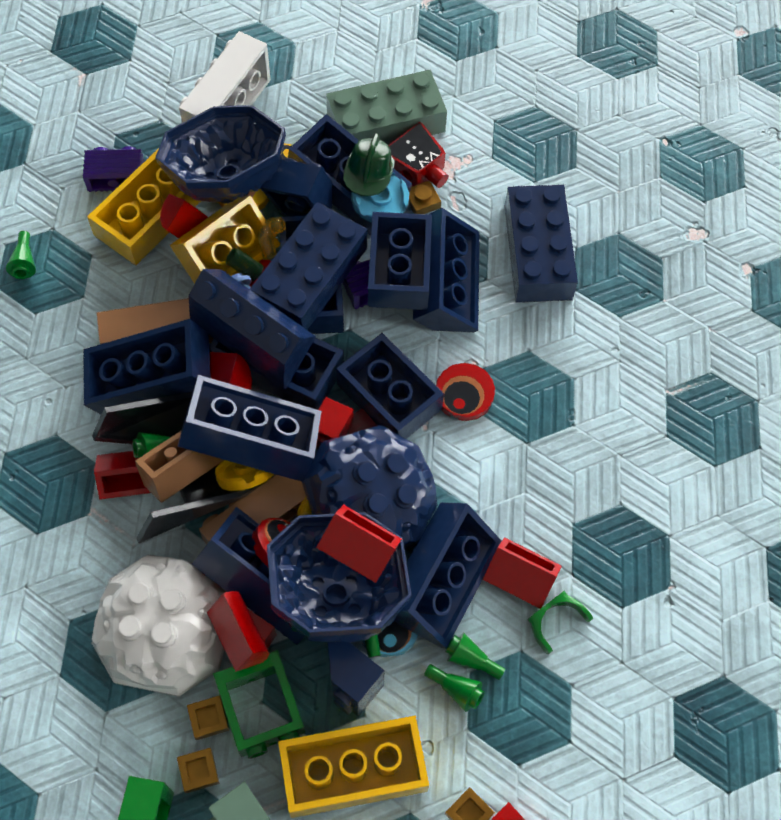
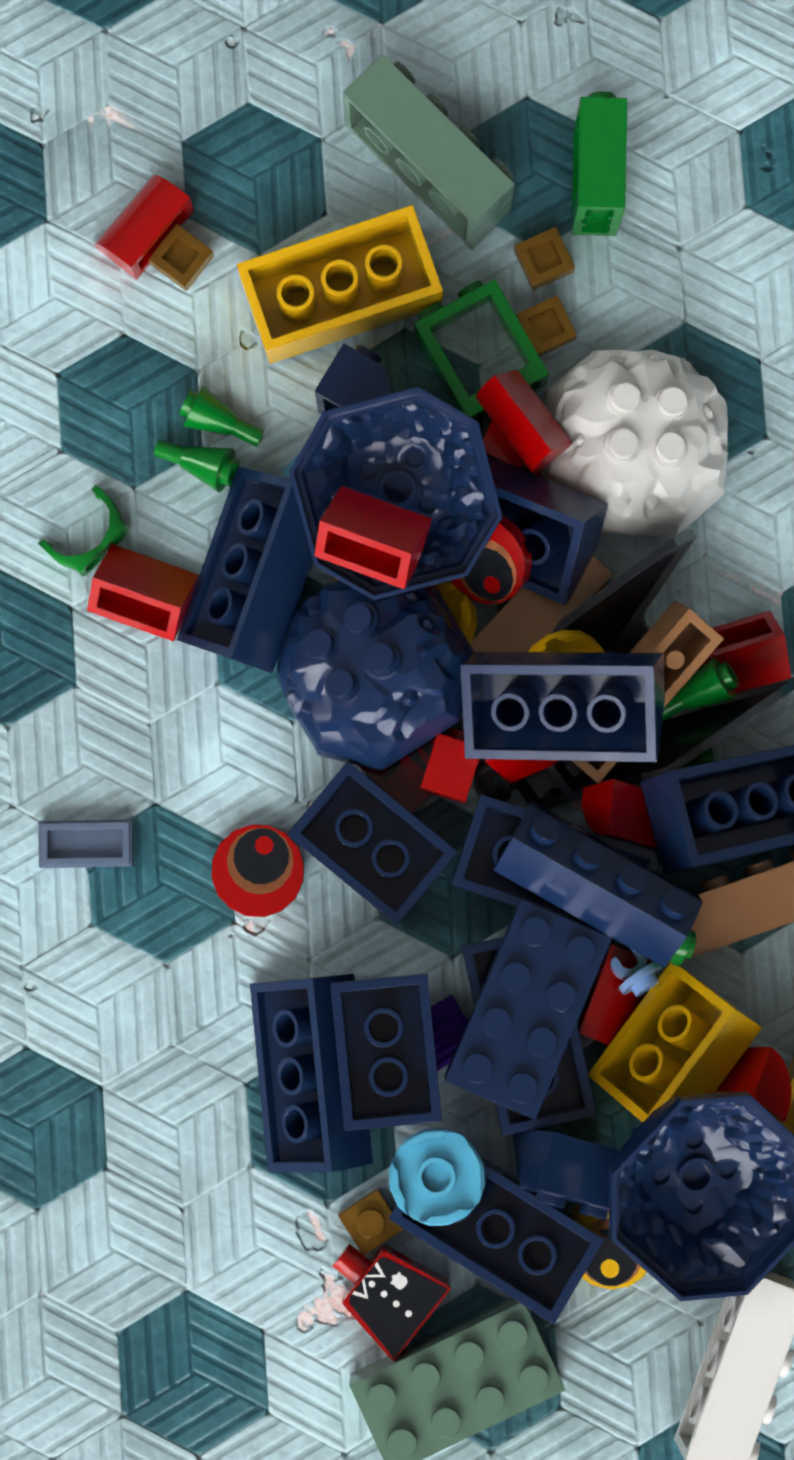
camera: 175 degrees right, 20 degrees up
(234, 255) = (643, 1006): dark green piece -> none
(268, 234) = (610, 1071): clear yellow arm -> none
(369, 167) = (462, 1217): dark green piece -> none
(540, 243) = (165, 1154): dark blue brick -> none
(574, 423) = (86, 843): none -> sand blue tile

